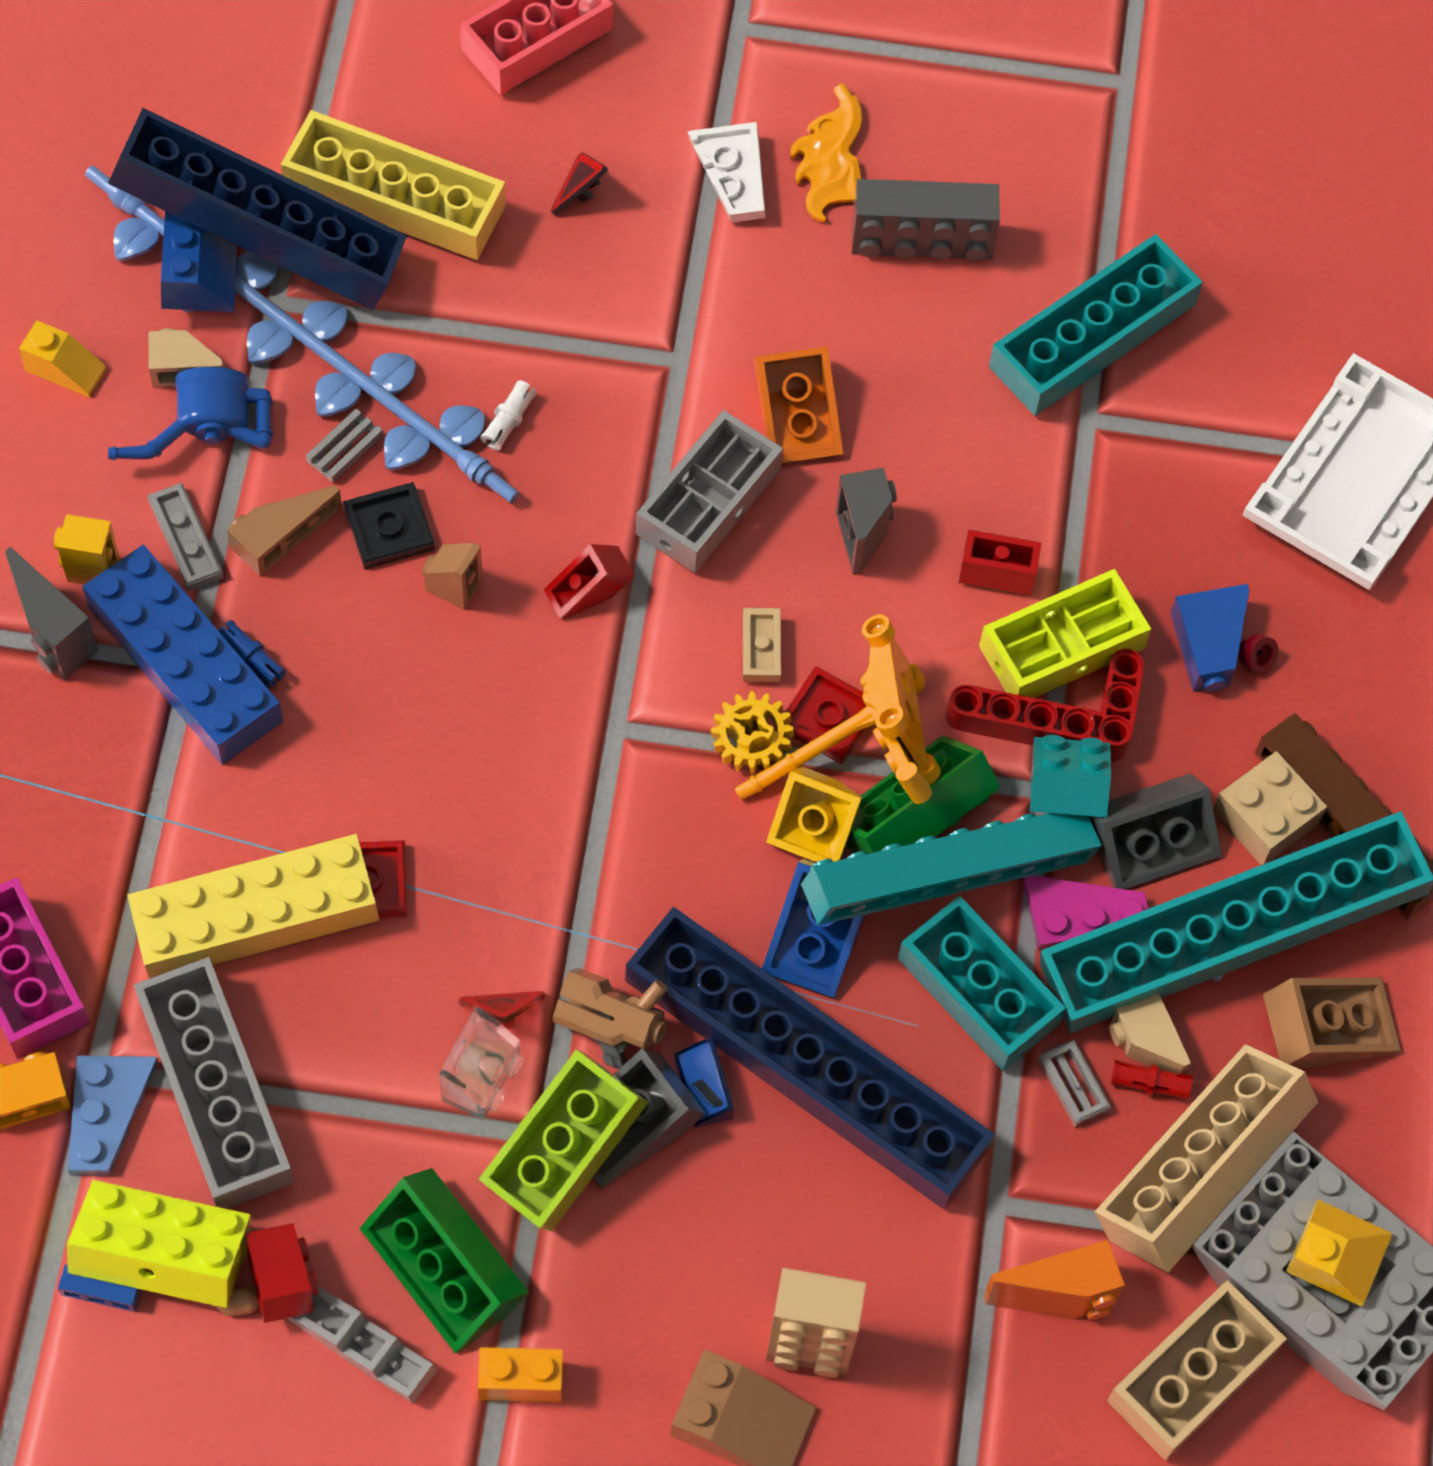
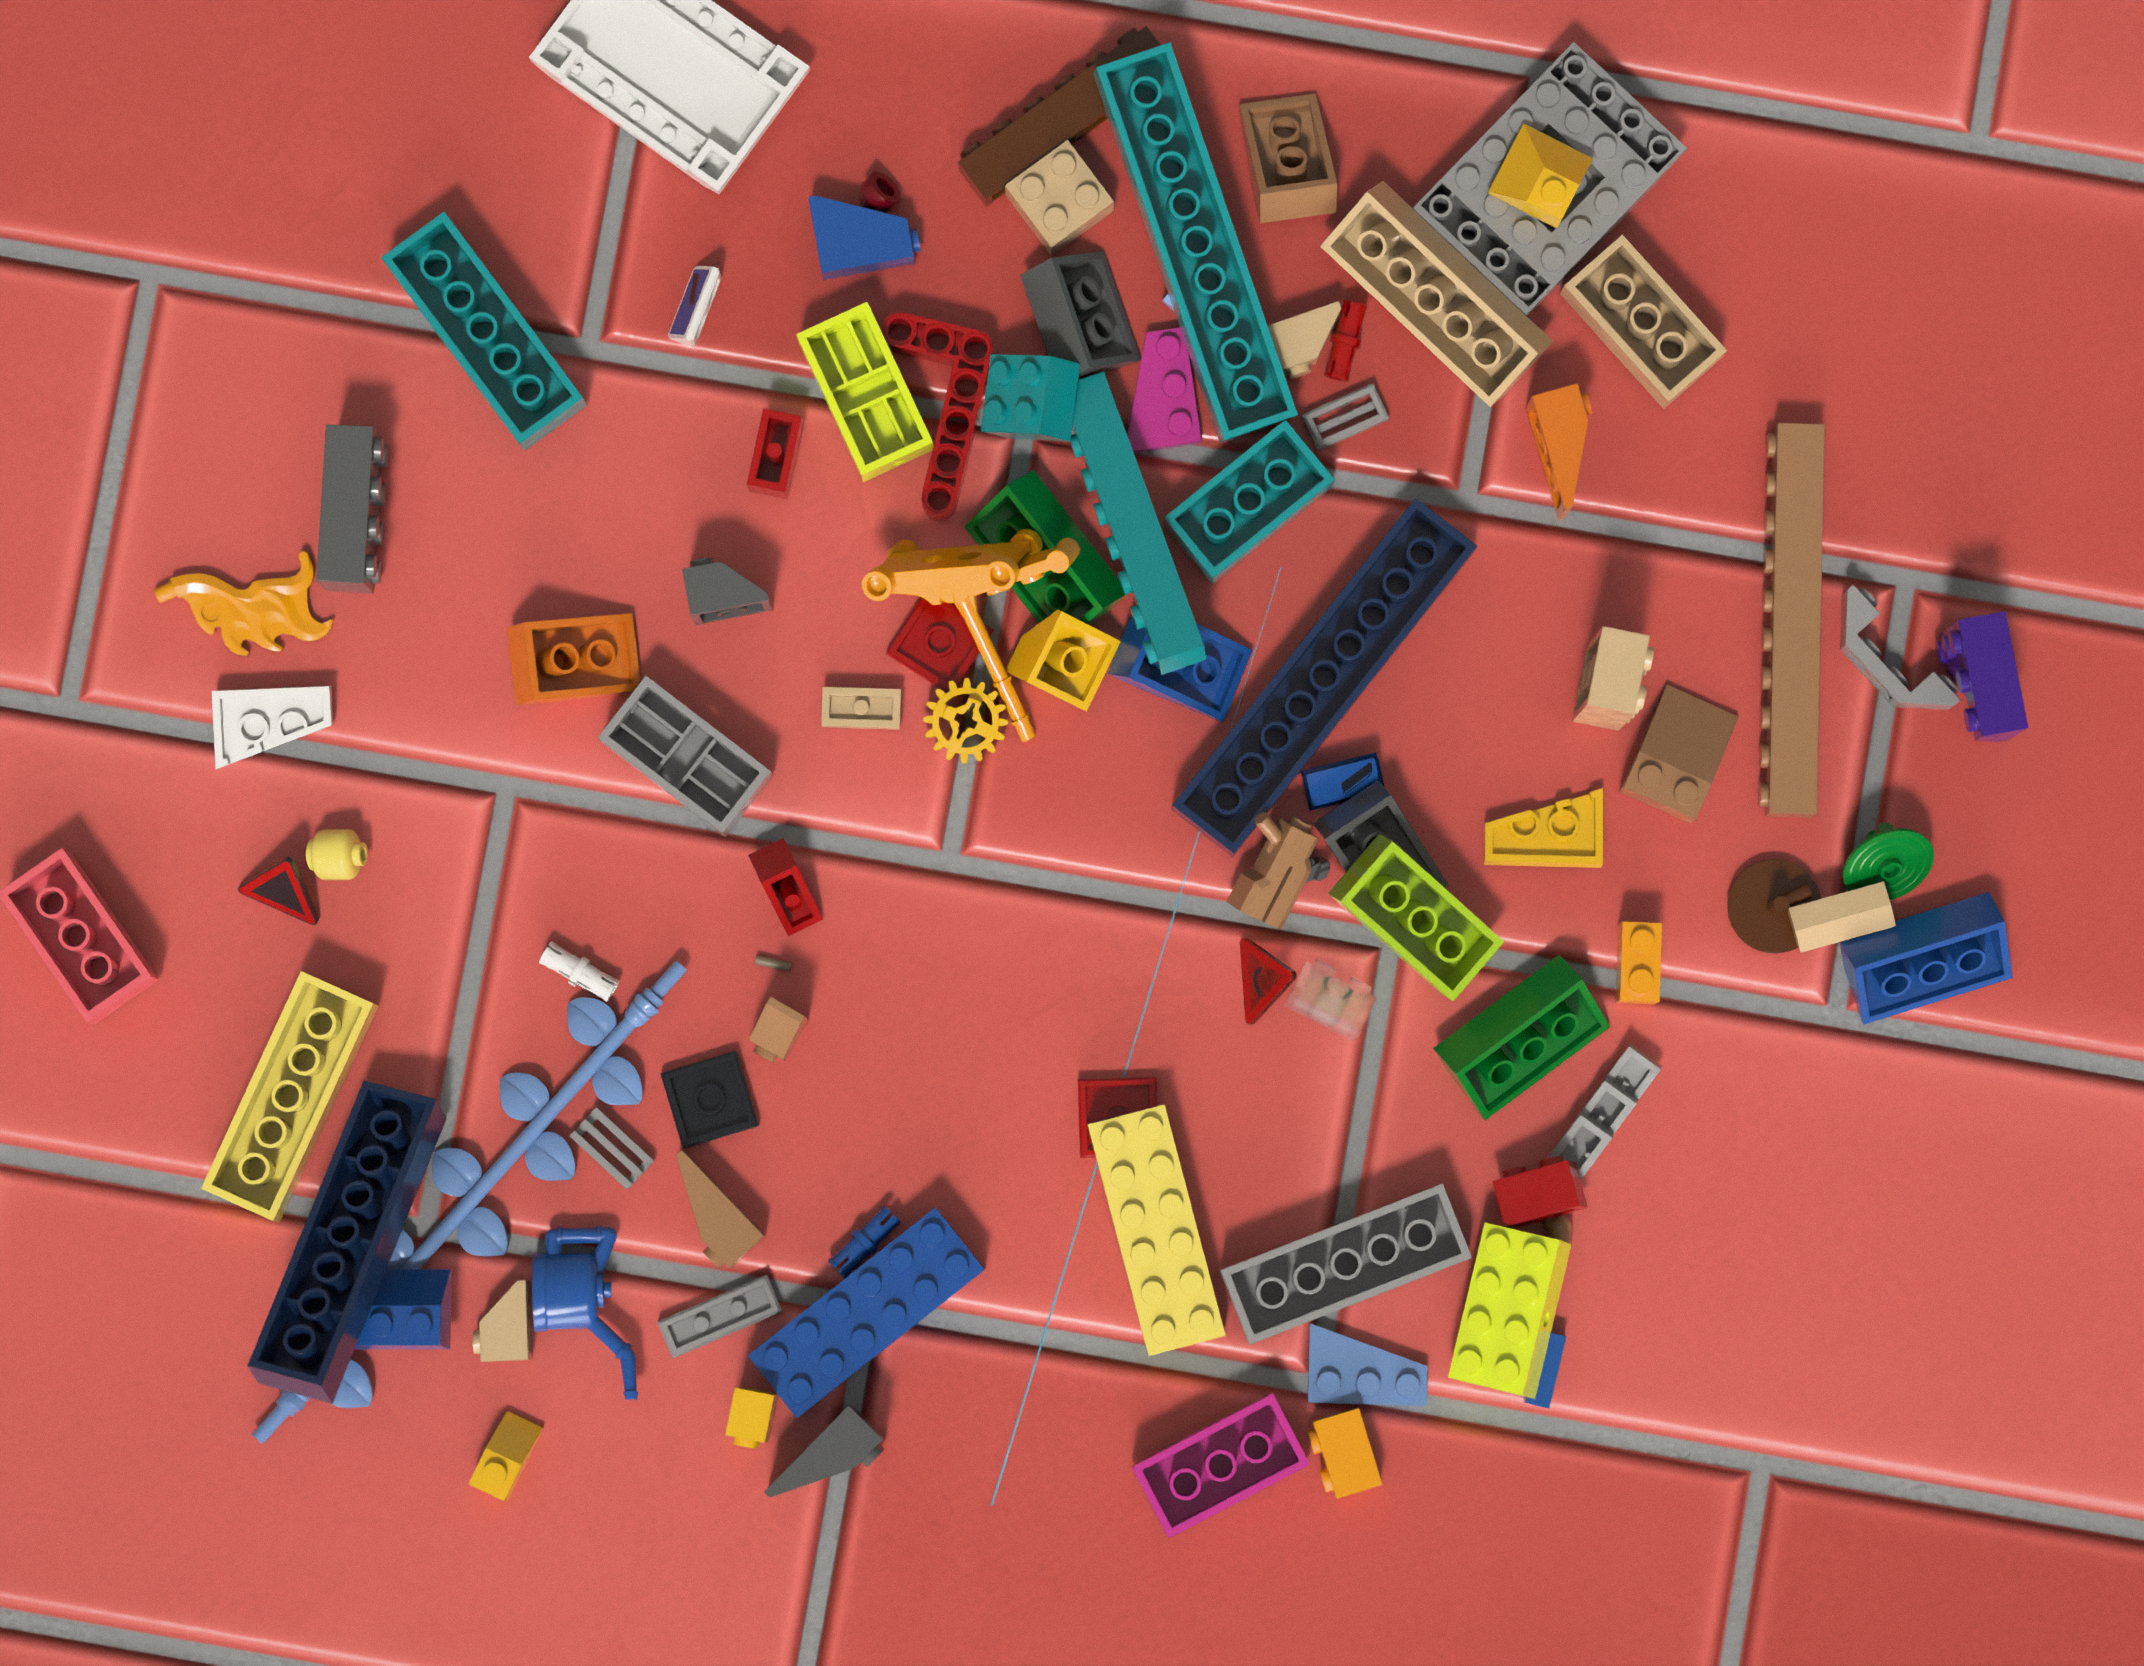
camera: 85 degrees left, 20 degrees up
(517, 577) = (772, 963): none -> dark tan piece
(612, 220) = (336, 854): none -> light yellow head
(652, 1291) = (1550, 836): none -> yellow wing
(1134, 504) = (695, 305): none -> slope

